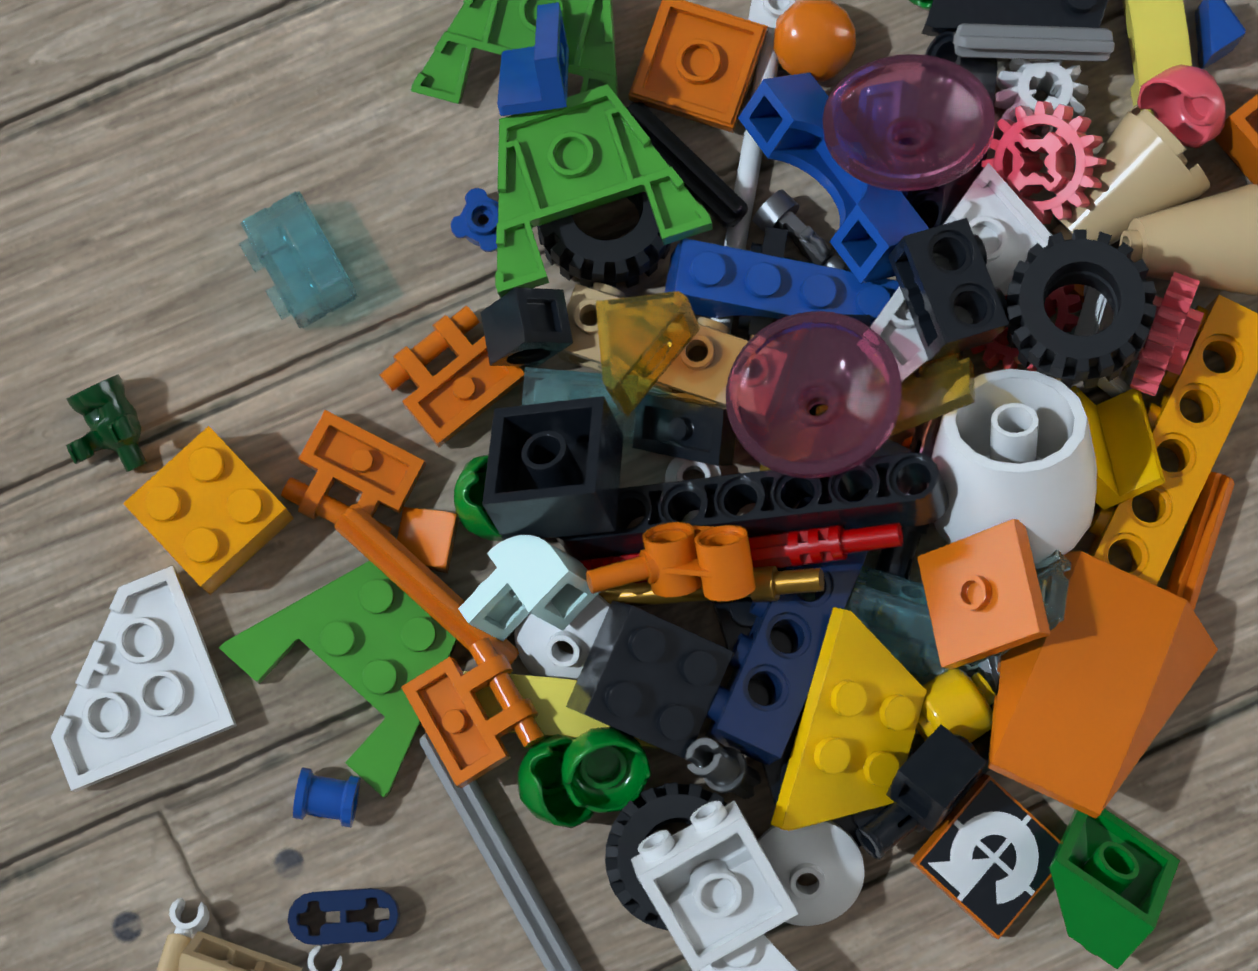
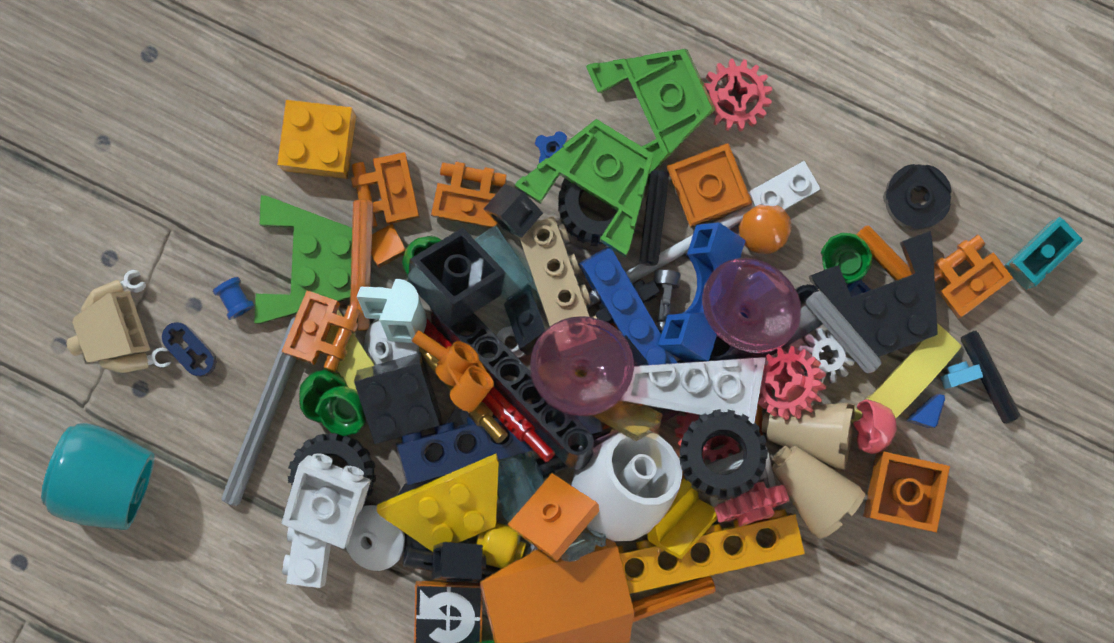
camera: 55 degrees right, 5 degrees up
(111, 422) = (321, 62): dark green piece -> none
(141, 686) = (216, 175): white plate -> none
(298, 260) = (463, 81): clear light blue brick -> none
(536, 75) = (635, 115): blue panel -> none
(641, 341) = (538, 268): clear yellow slope -> none
(722, 768) = (386, 463): dark grey axle -> none
(935, 291) = (675, 381): black brick -> none

